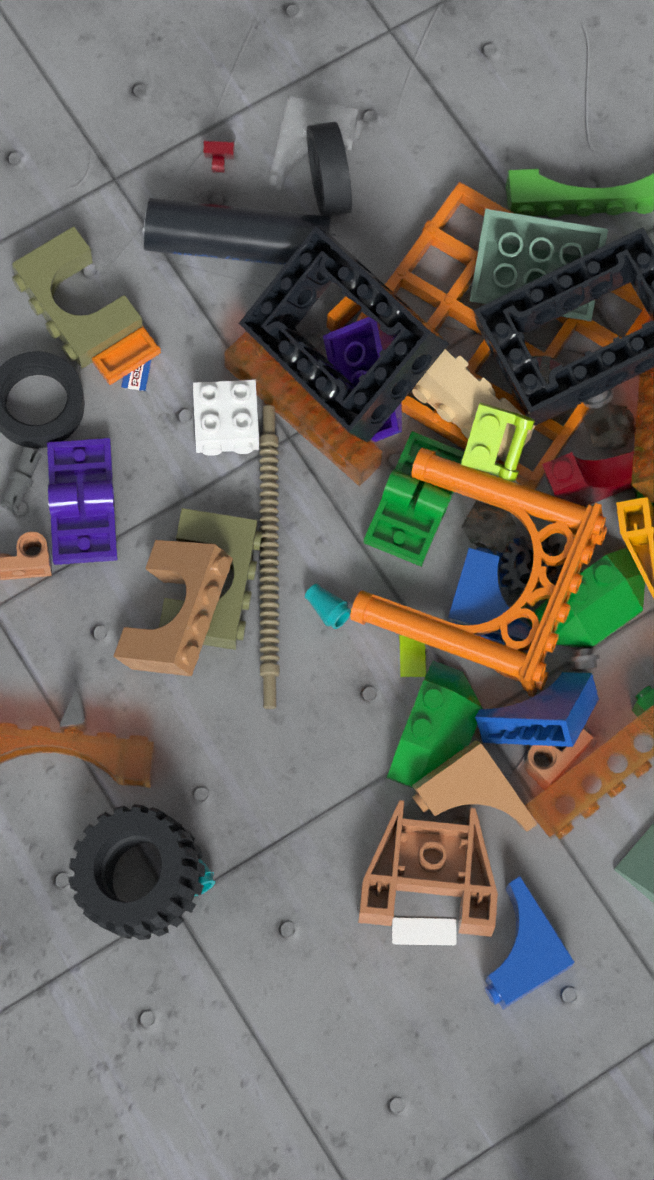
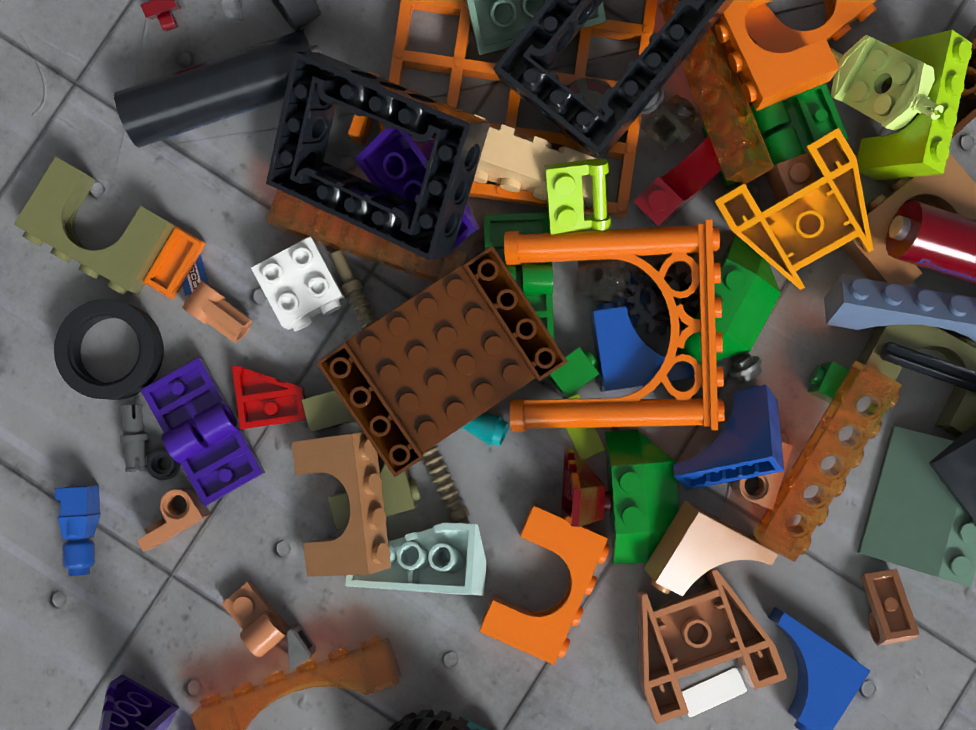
camera: 20 degrees left, 15 degrees up
(30, 505) = (155, 468): none -> black plate
(48, 677) = (259, 621): none -> nougat plate
(141, 405) = (211, 308): none -> nougat piece
(149, 500) = (266, 400): none -> red wing
(226, 697) = (433, 561): none -> light aqua wedge
(299, 801) = (546, 631): none -> orange arch
(320, 525) = (441, 360): none -> reddish brown slope
(386, 692) = (582, 492): none -> dark red wedge
(428, 593) = (575, 373): none -> green brick
(618, 923) = (890, 613): none -> nougat plate

